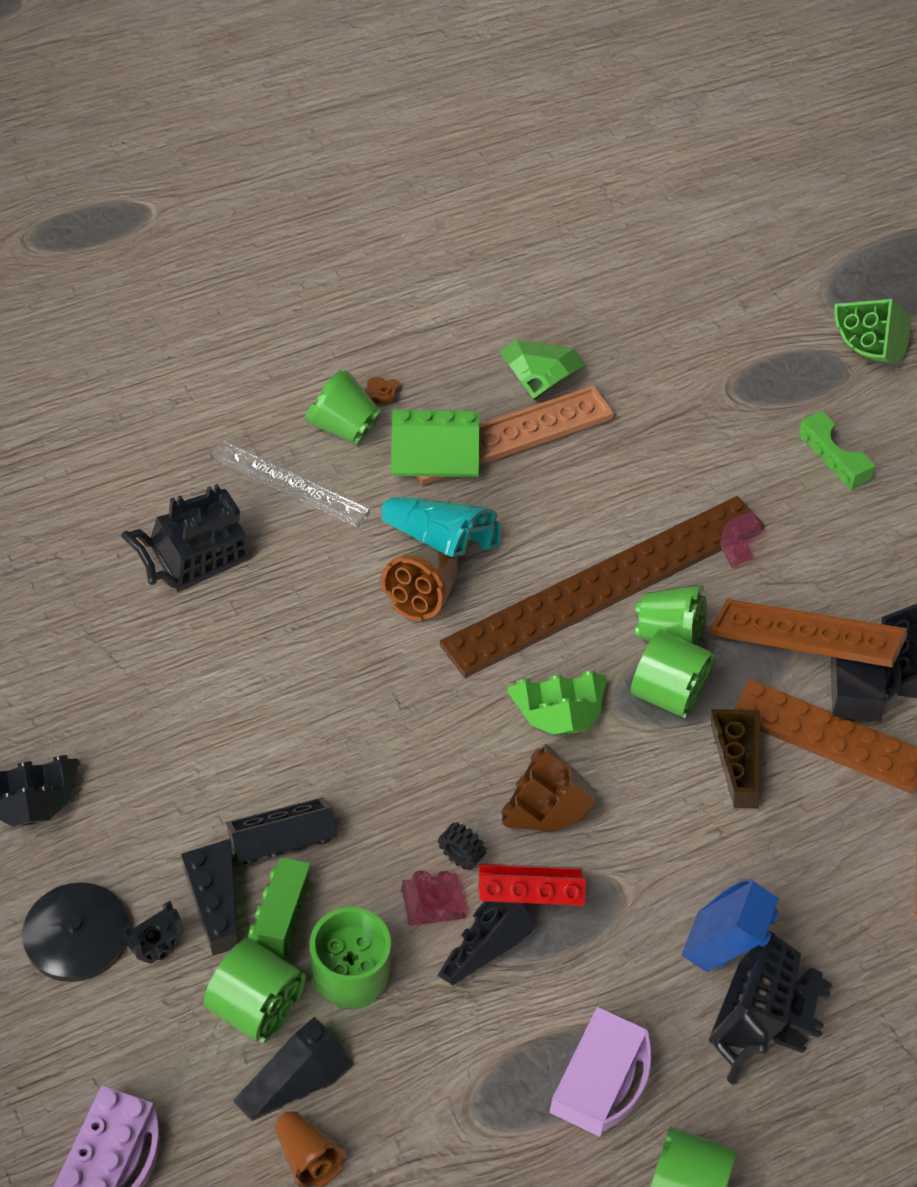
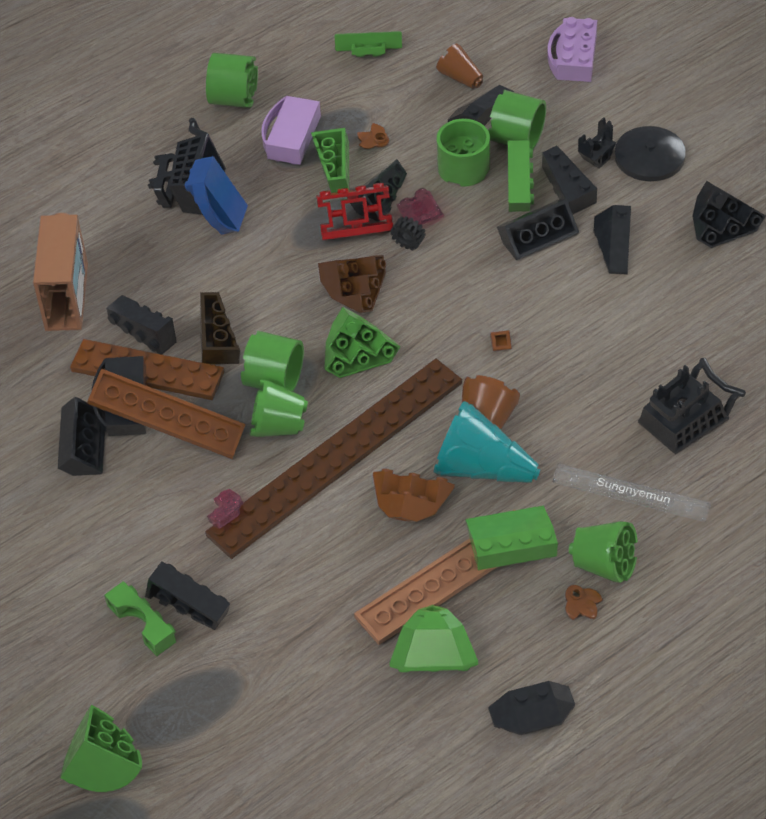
camera: 175 degrees right, 0 degrees up
(182, 799) = (613, 235): none -> black wedge
(377, 687) = (500, 340): none -> dark orange slope
(456, 310) = (532, 708): none -> black wedge
(477, 1054) = (374, 138): none -> dark orange plate
(535, 514) = (410, 496): none -> dark orange brick
(543, 1013) = (333, 154): none -> bright green wedge
(790, 456) = (186, 595): none -> black wedge
(837, 785) = (143, 324): none -> black wedge

